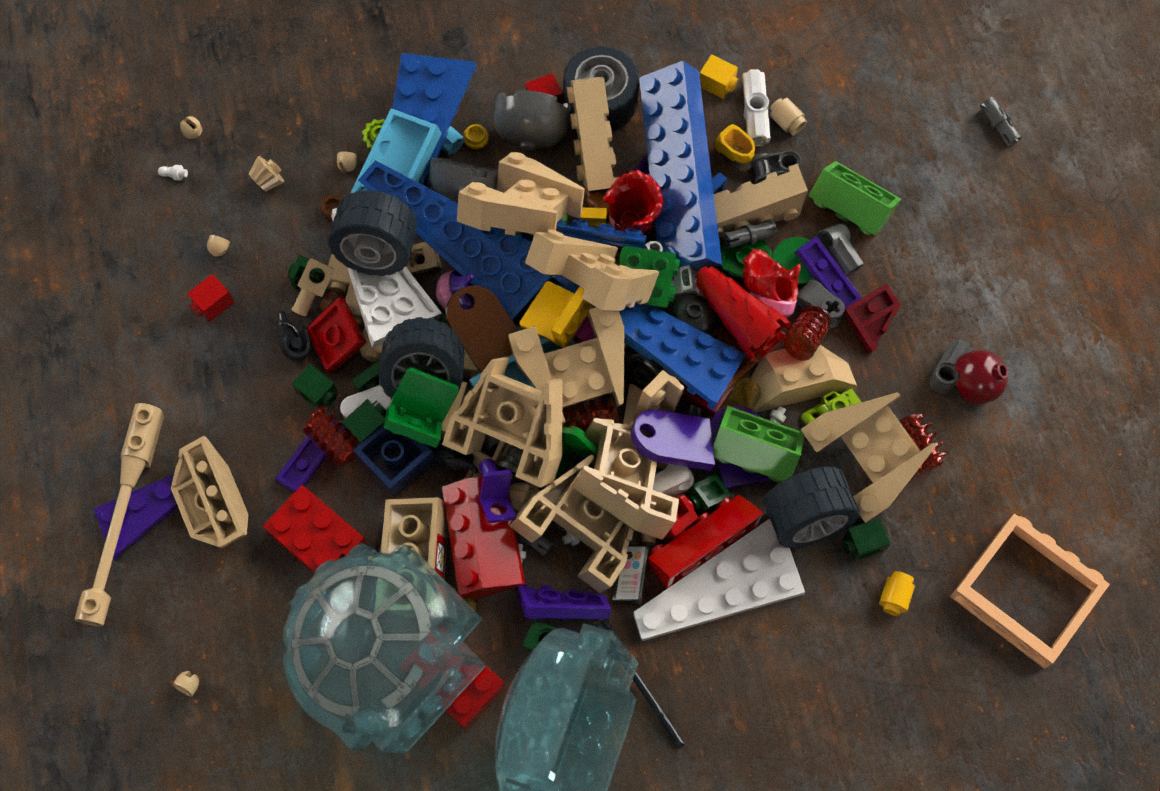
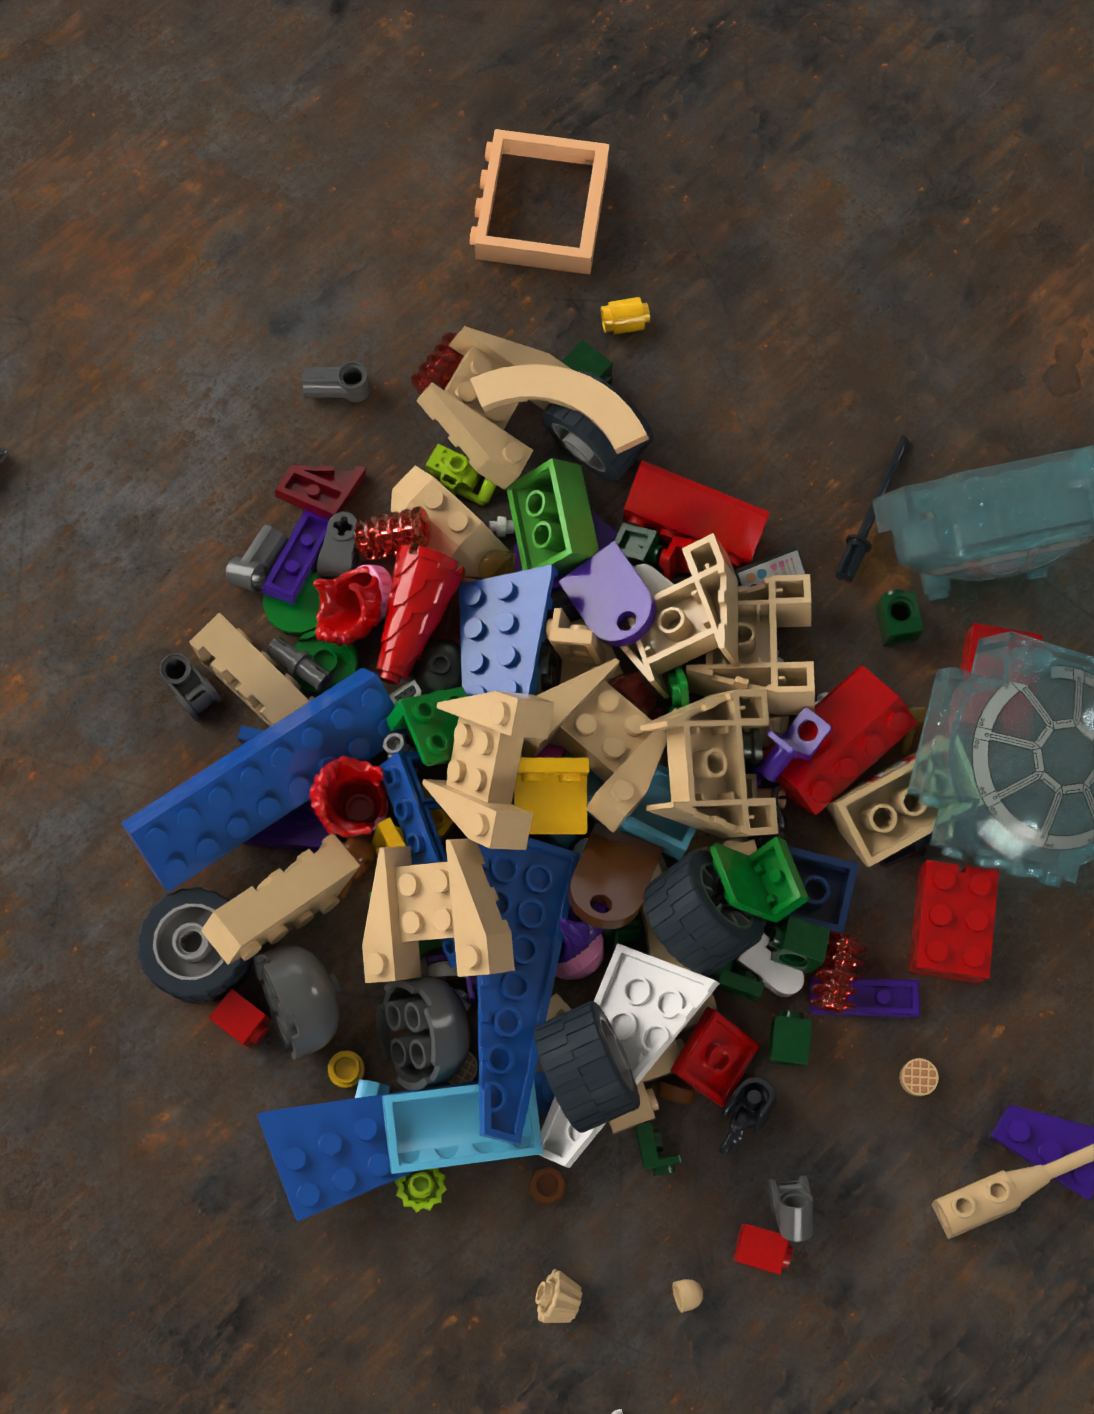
camera: 120 degrees left, 5 degrees up
(208, 495) = (995, 1064): tan wedge -> none
(218, 325) = (792, 1208): none -> dark grey piece
(239, 455) = (919, 1077): none -> tile
(309, 289) = (675, 1127): tan bracket -> none
(346, 161) = (476, 1209): tan hinge -> none
(552, 604) = (857, 627): dark purple wing -> none
(718, 76) = (94, 820): yellow brick -> none
(735, 144) = (184, 745): rock -> none
(738, 579) = (700, 454): white wing -> none
(755, 96) = (95, 764): white piece -> none
(787, 116) = (106, 709): tan brick -> none
(837, 483) = (566, 389): none -> tan tile
(854, 198) = (178, 578): bright green slope -> none
(981, 376) = (334, 339): dark red cylinder -> none

